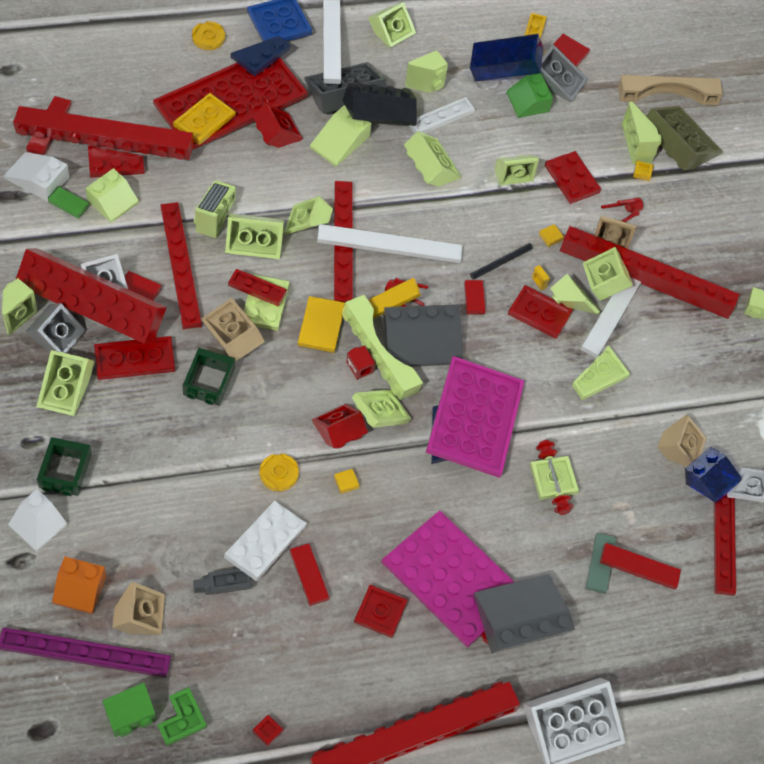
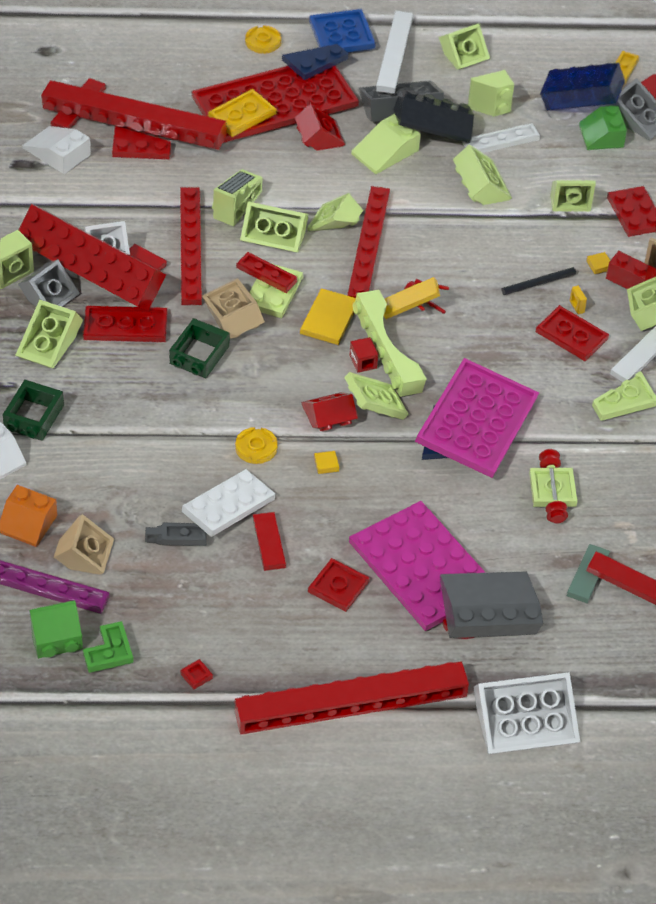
camera: 15 degrees right, 10 degrees down
(68, 202) = (85, 176): bright green tile -> none
(111, 195) = (130, 173): yellowish green slope -> none
(389, 243) = (418, 249): white tile -> none
(423, 334) = (437, 335): dark grey slope -> none
(474, 297) = (501, 311): red tile -> none
(572, 295) = (609, 319): yellowish green slope -> none

